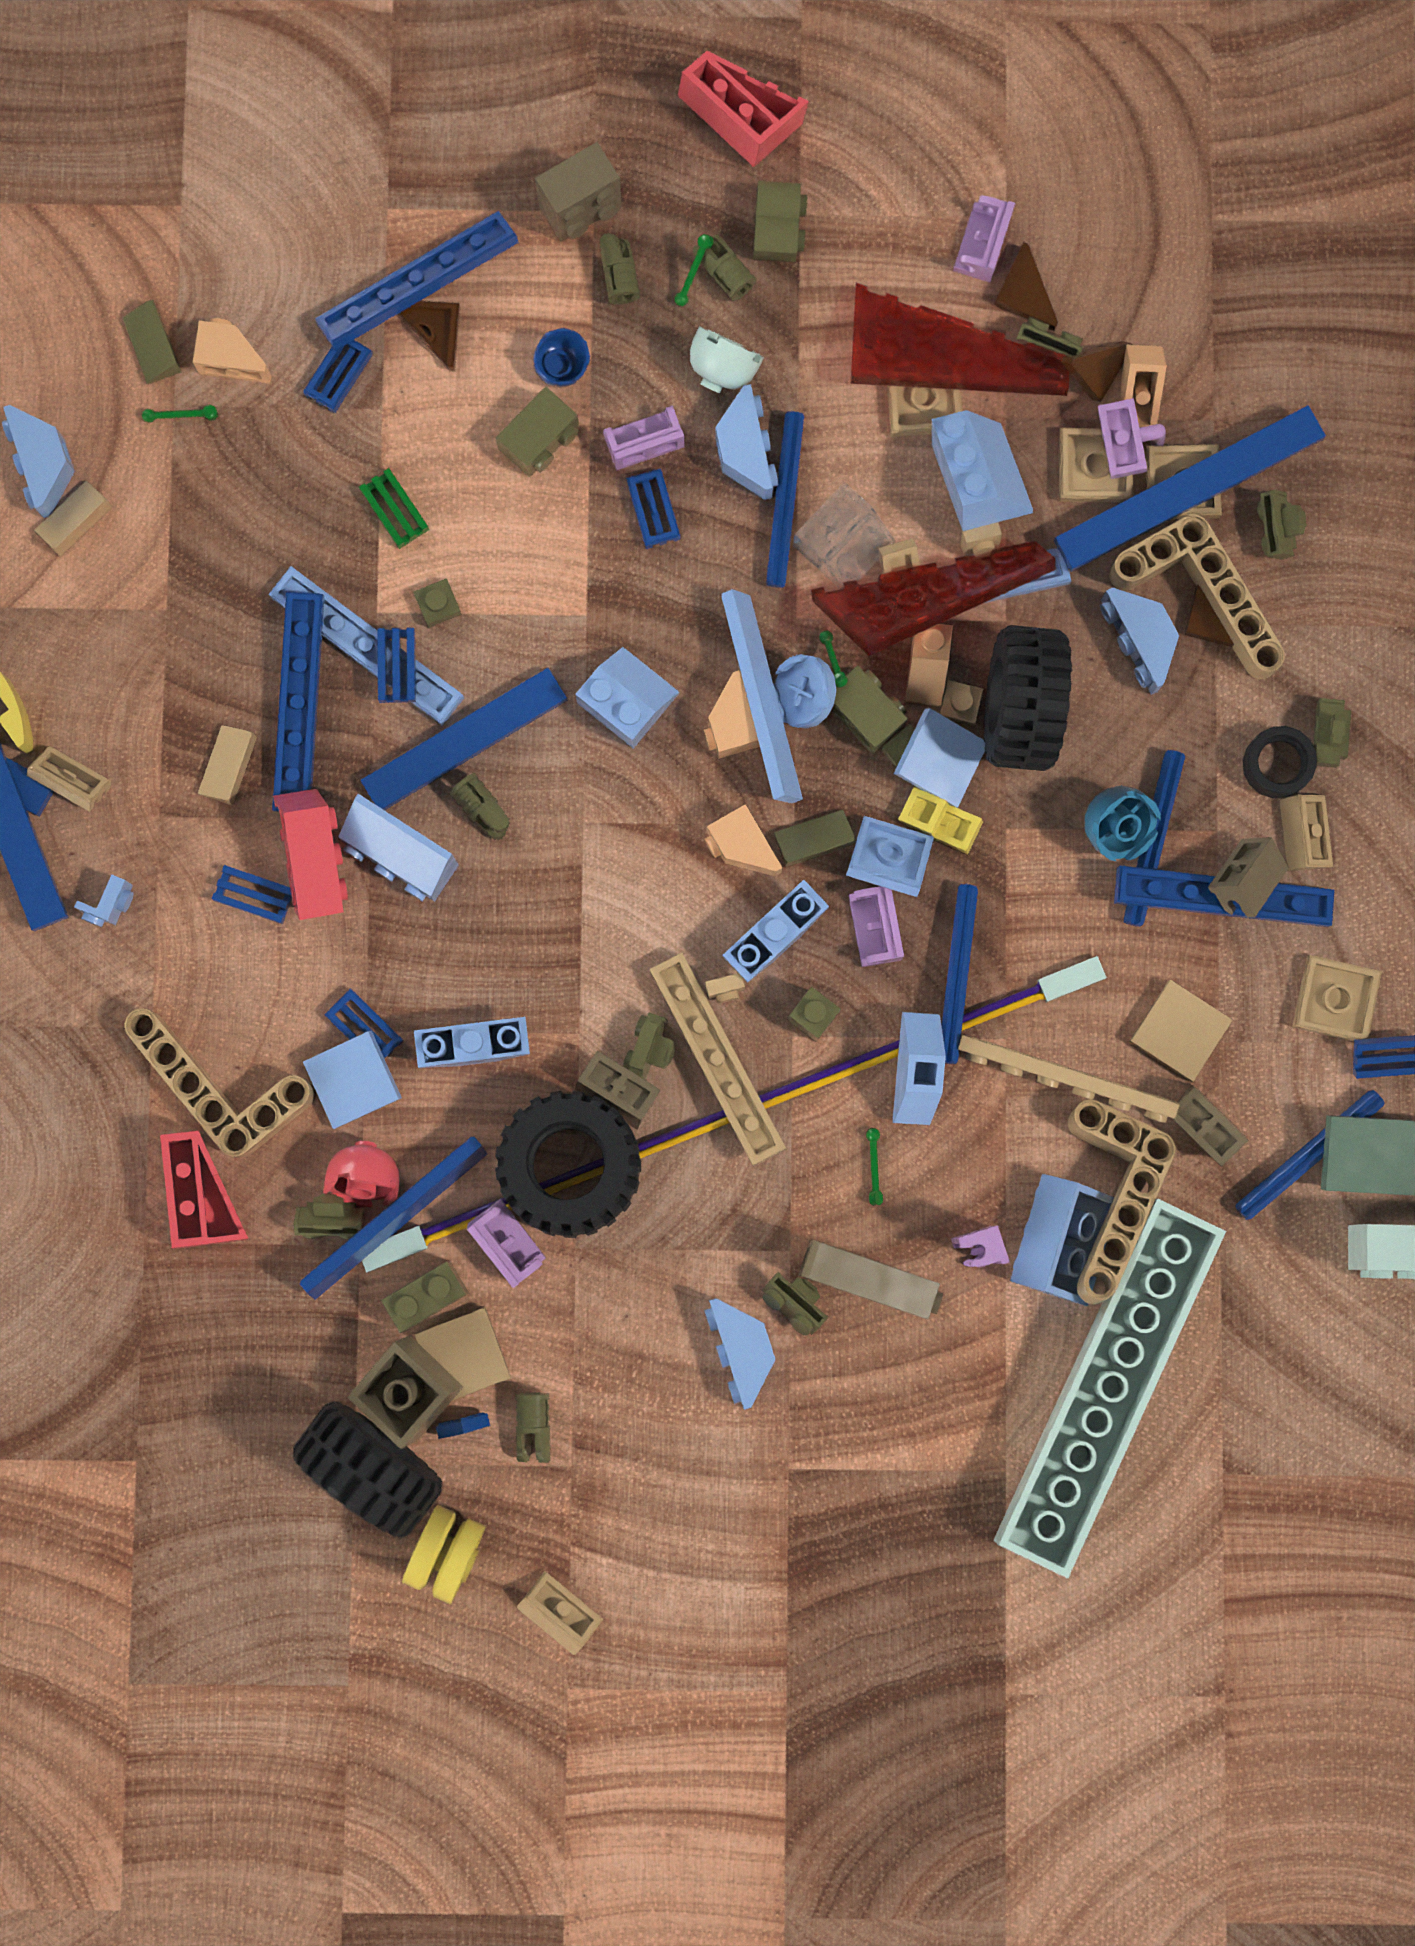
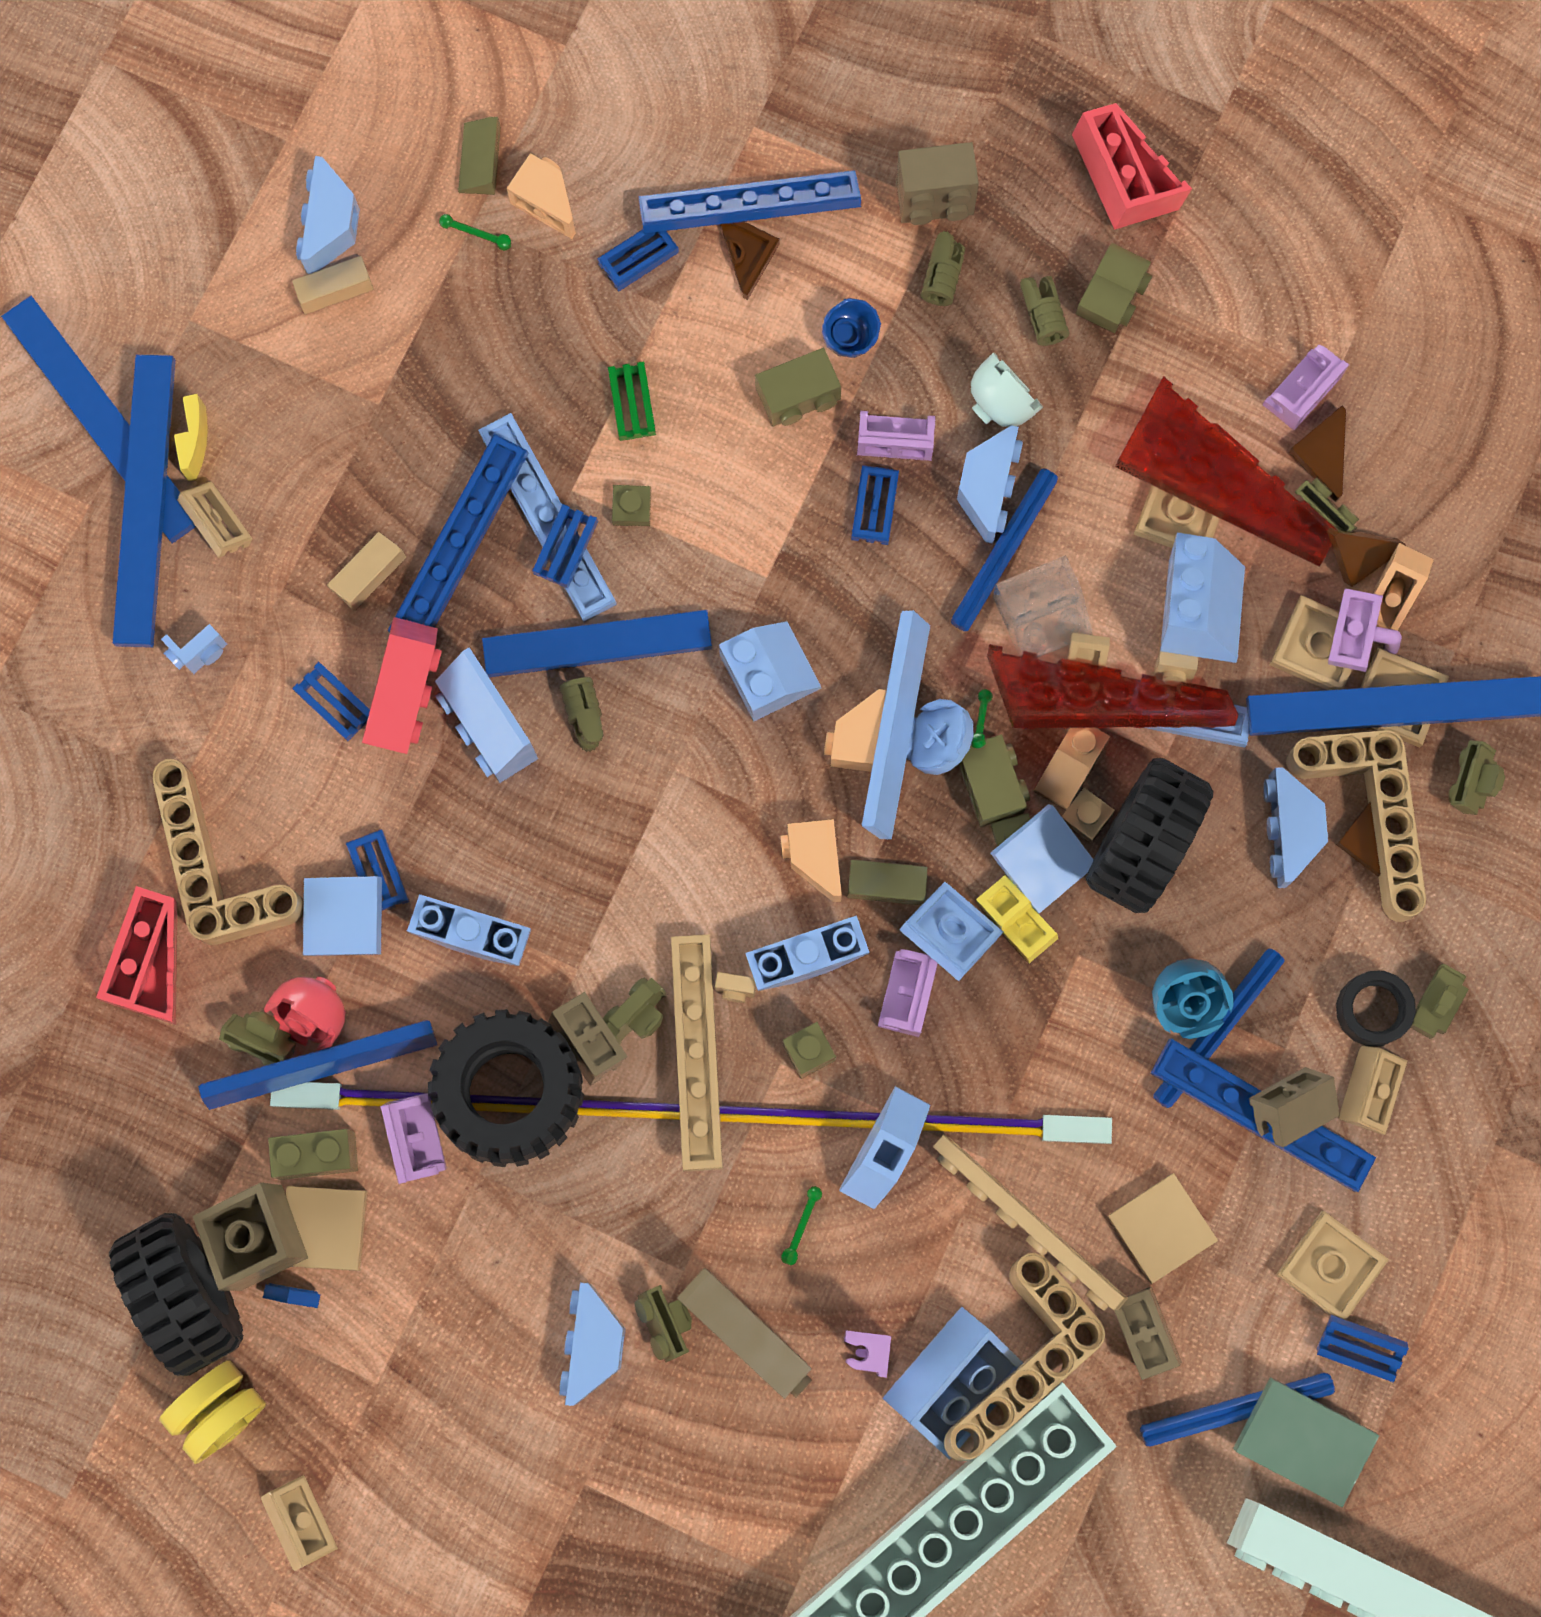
camera: 30 degrees right, 5 degrees down
(532, 1419) = (358, 1320): olive hinge -> none
(704, 242) = (1034, 278): green hinge -> none
(958, 970) = (967, 1072): blue axle -> none

